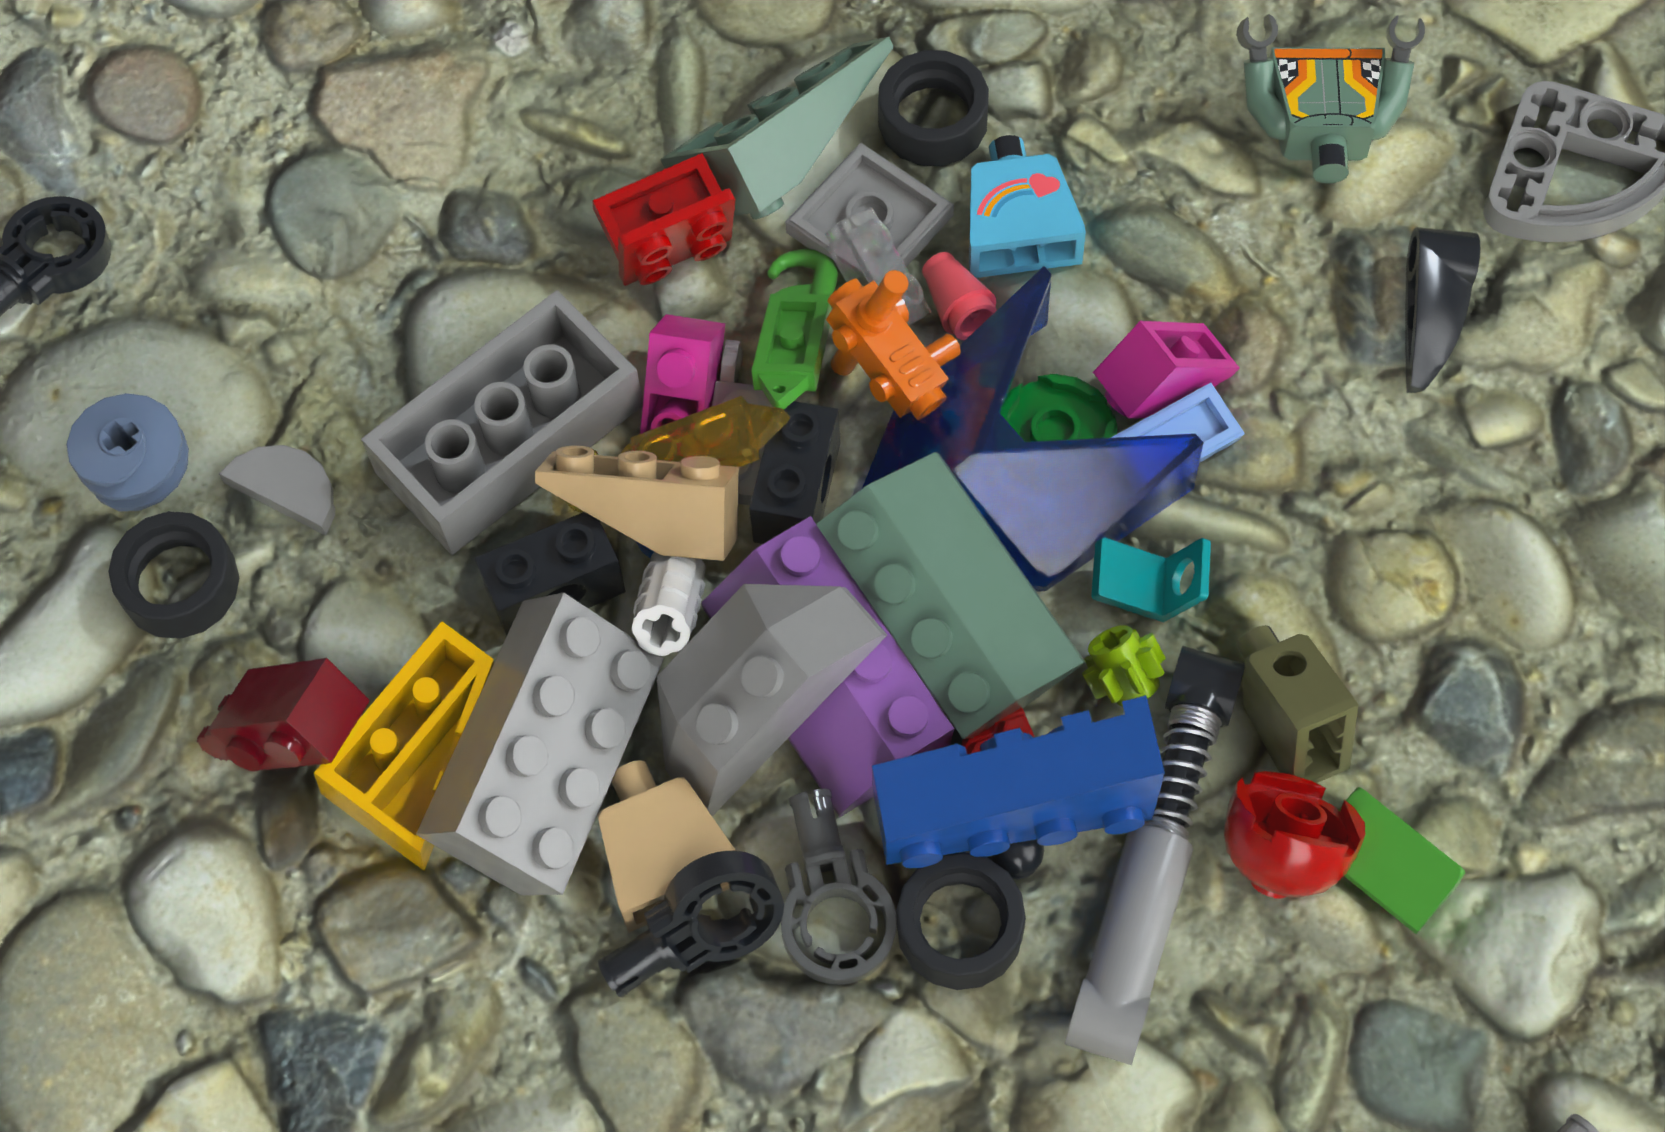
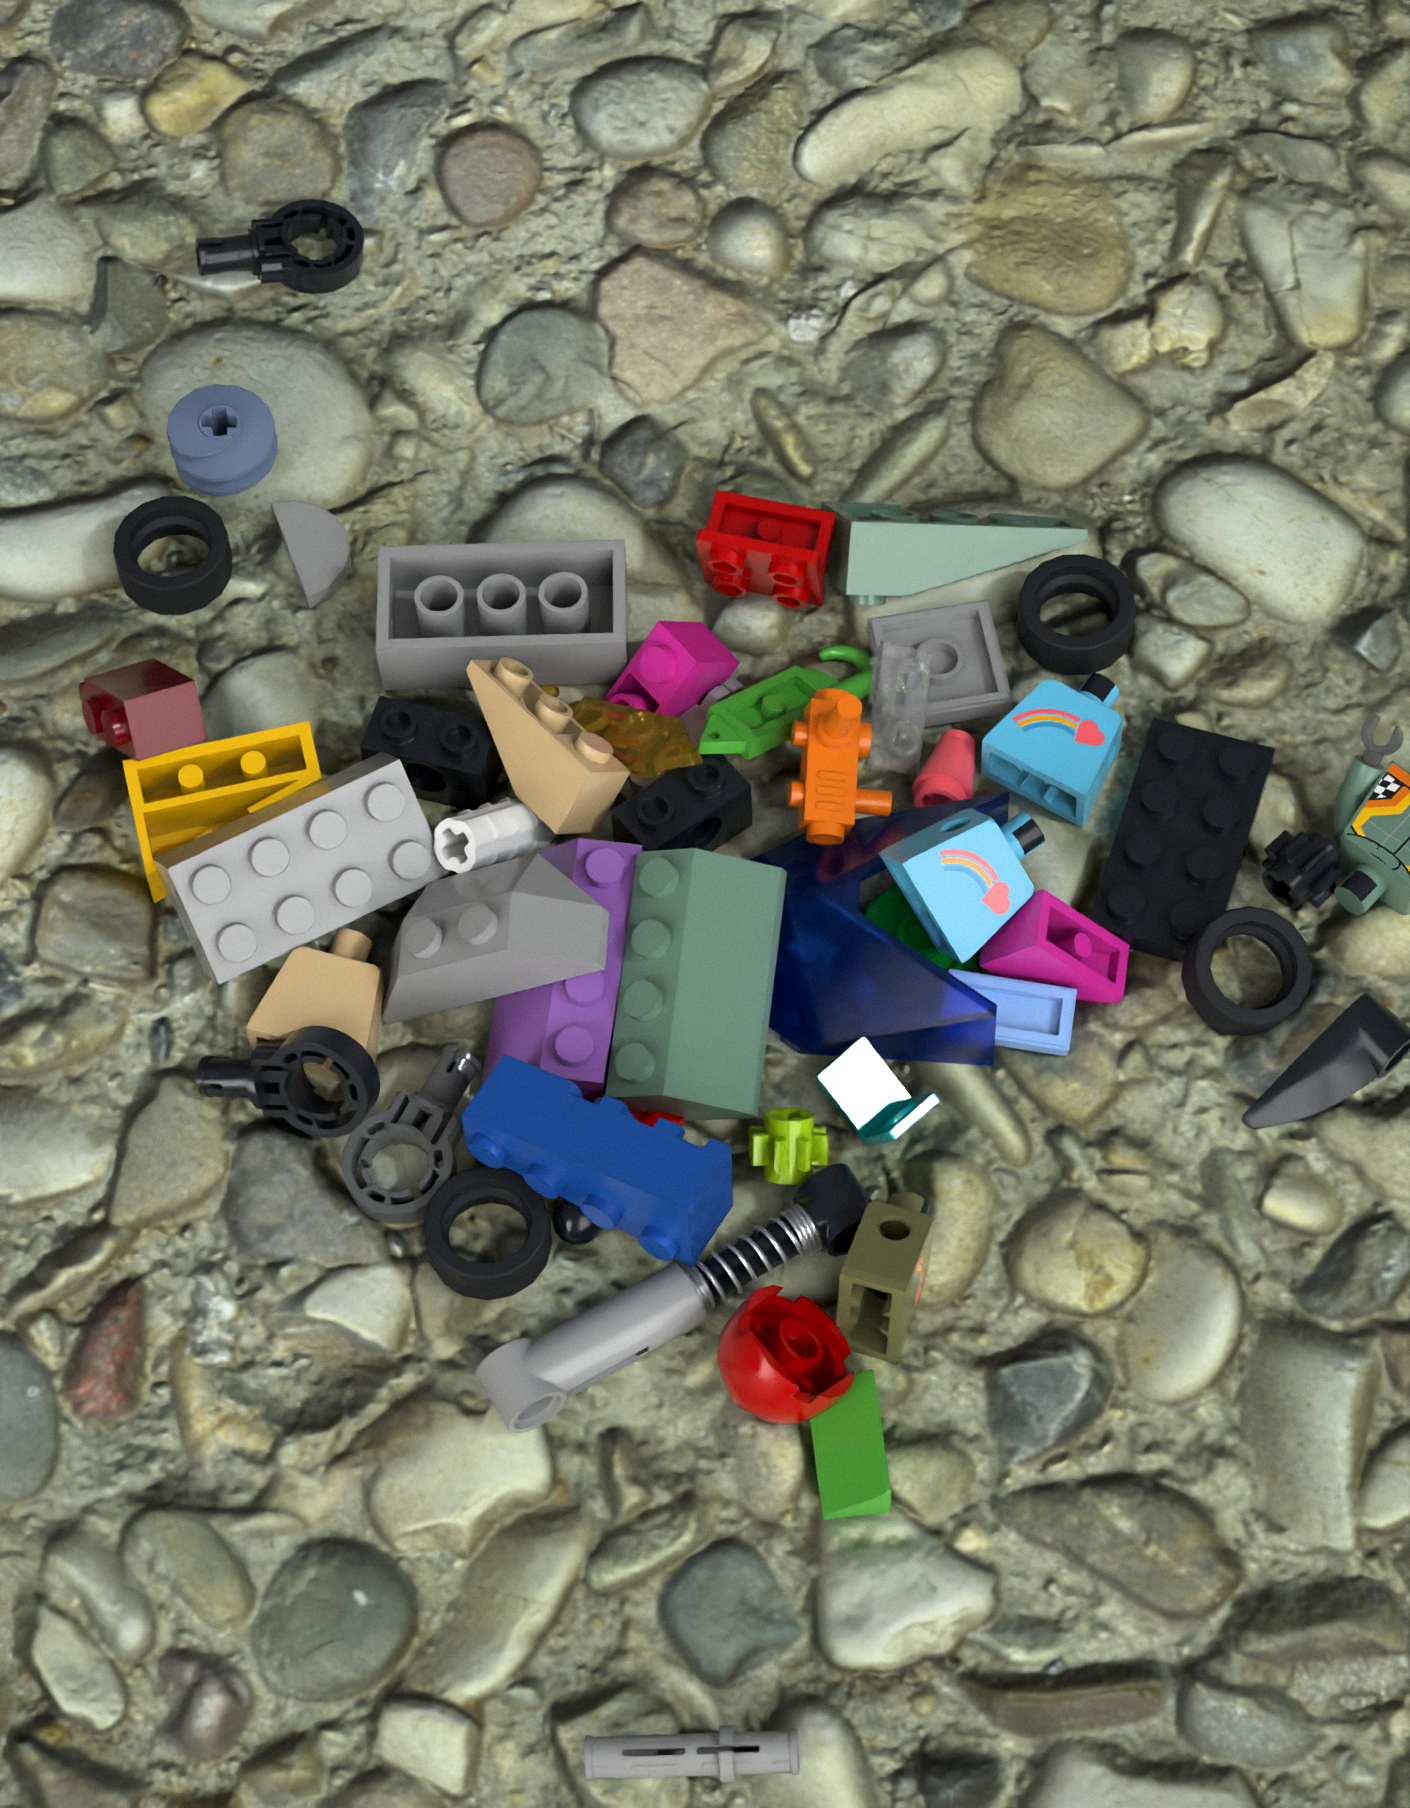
camera: 40 degrees right, 5 degrees down
(1073, 356) = (965, 877): none -> medium azure torso
(1167, 220) = (1181, 837): none -> black plate
(1277, 174) = (1301, 869): none -> black gear
(1343, 250) = (1284, 943): none -> black tyre

